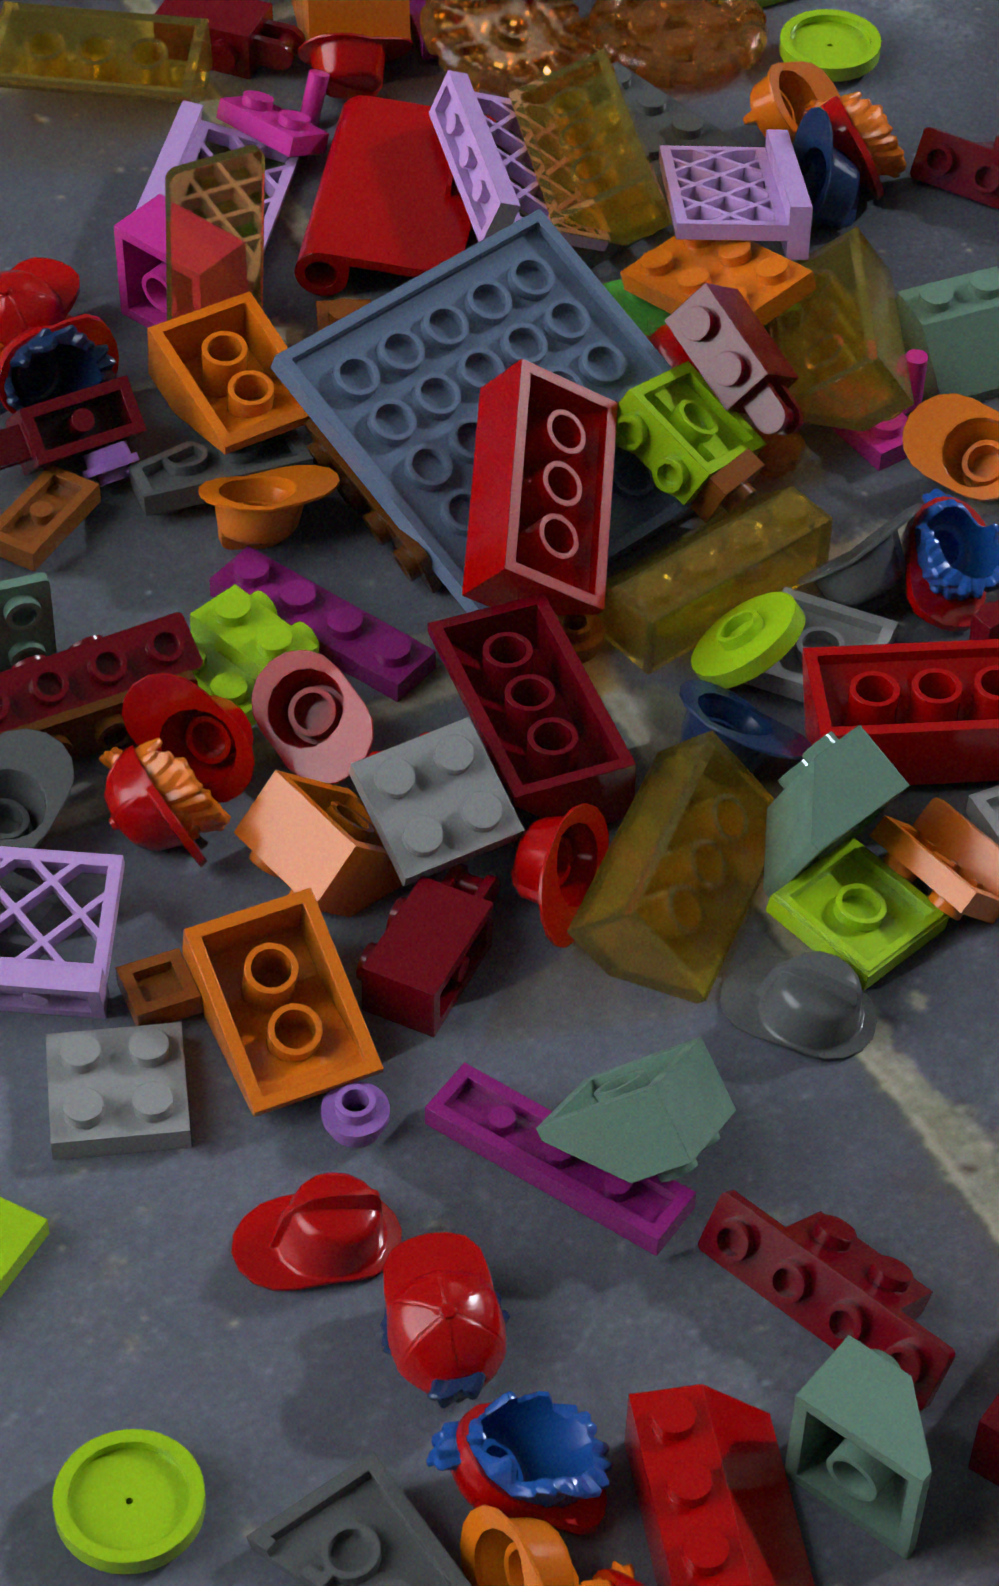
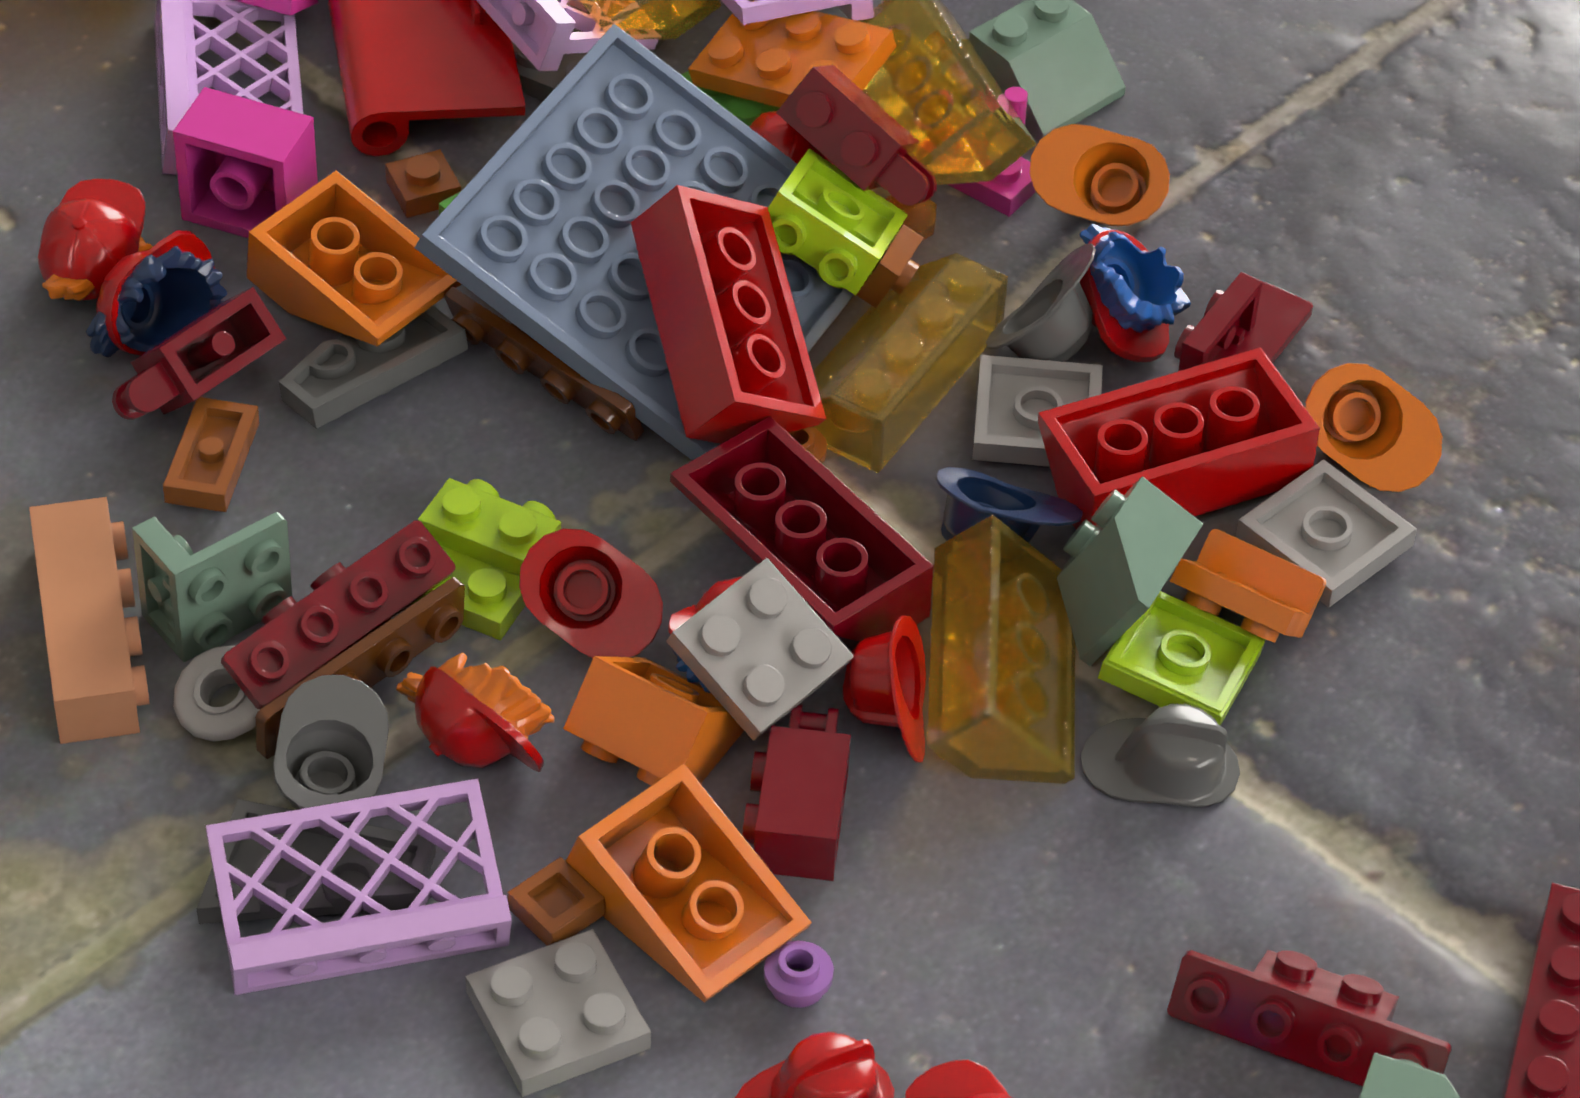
camera: 20 degrees left, 0 degrees up
(109, 463) = (255, 381): medium lavender plate -> none
(196, 726) = (484, 629): red piece -> none
(214, 230) = (299, 117): piece -> none
(265, 505) = (440, 385): orange piece -> none
(345, 633) = (616, 513): magenta plate -> none
(503, 1130) = (1010, 964): magenta plate -> none
(644, 1115) = (1079, 901): sand green slope -> none
(748, 640) = (972, 416): lime piece -> none

